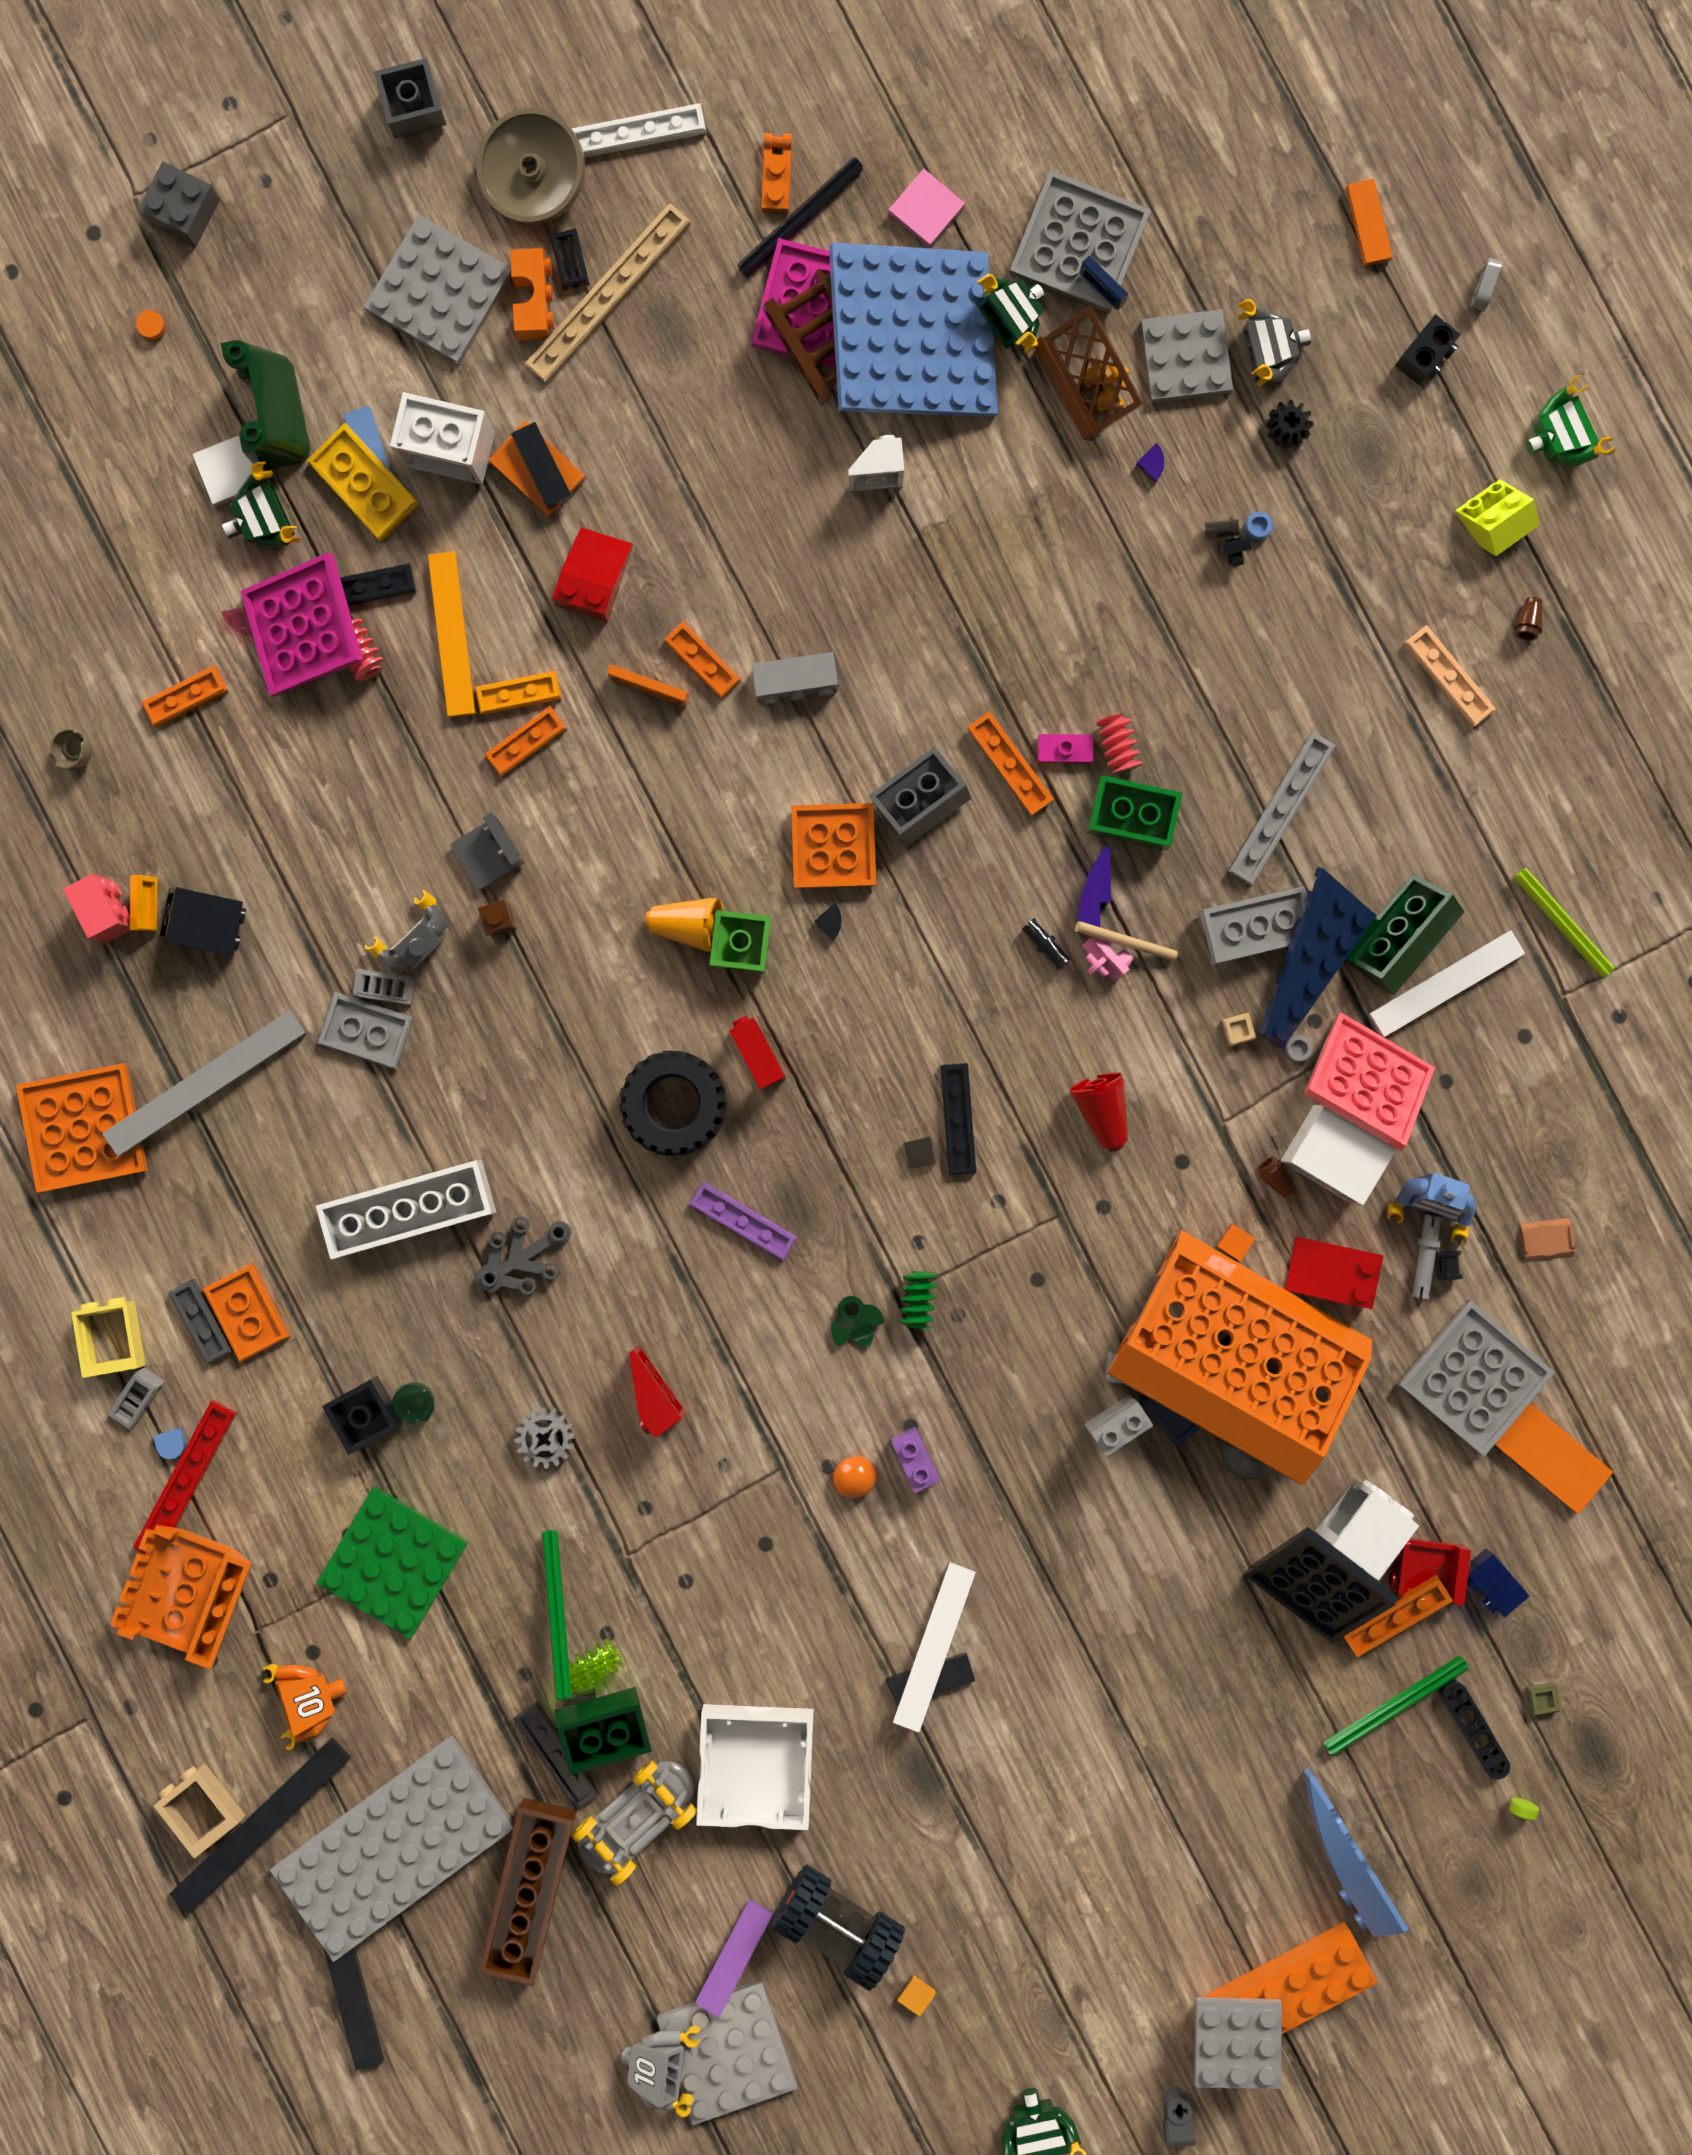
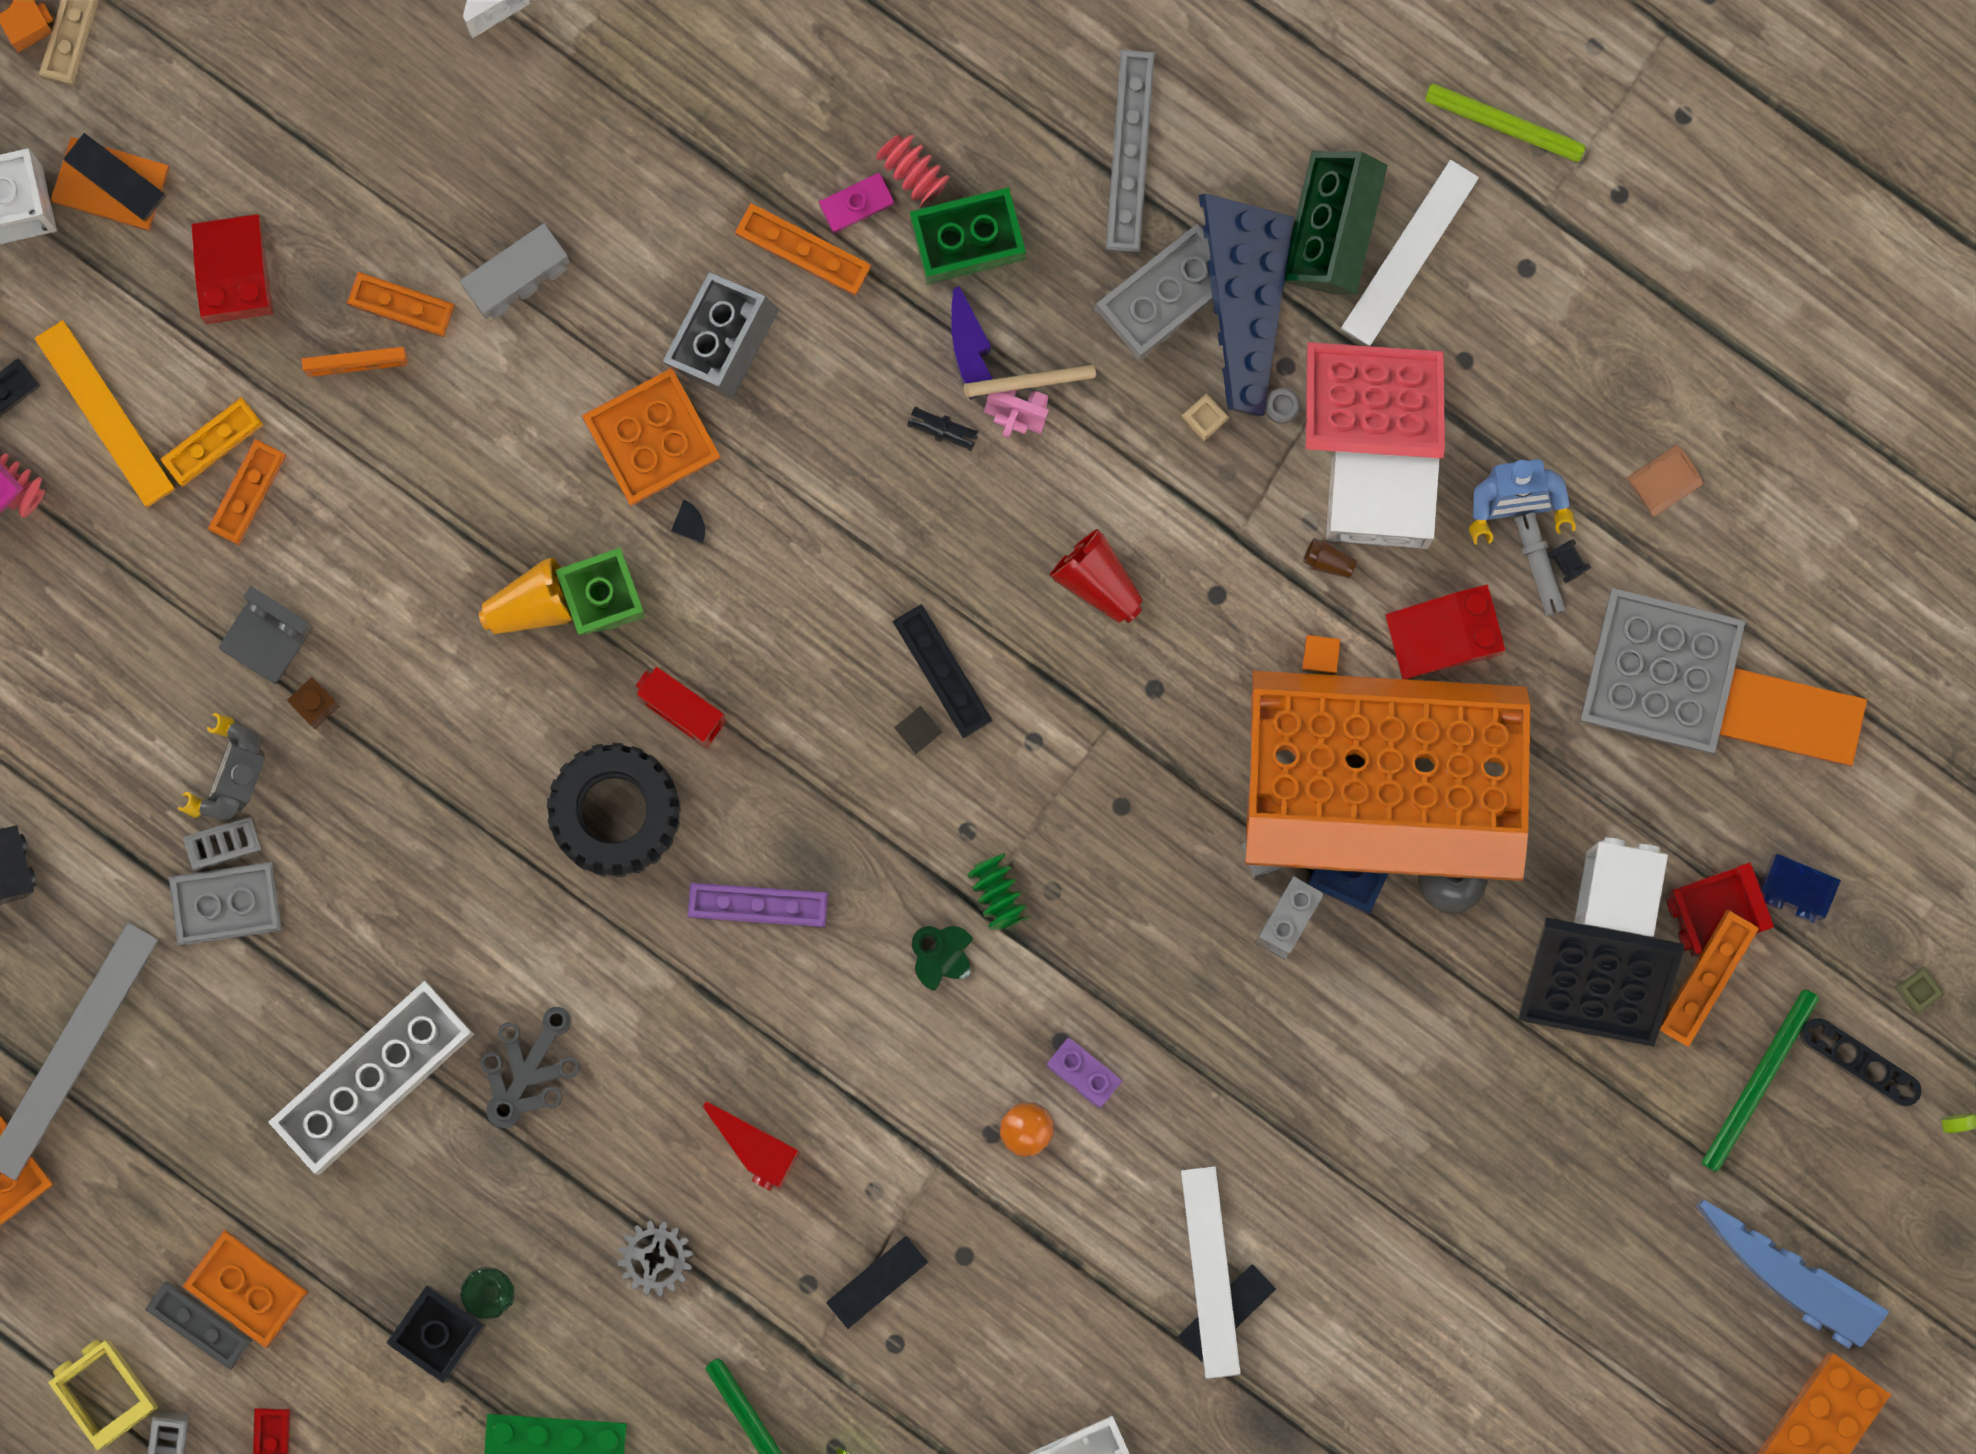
camera: 30 degrees left, 5 degrees down
(694, 1532) = (876, 1282): none -> black tile

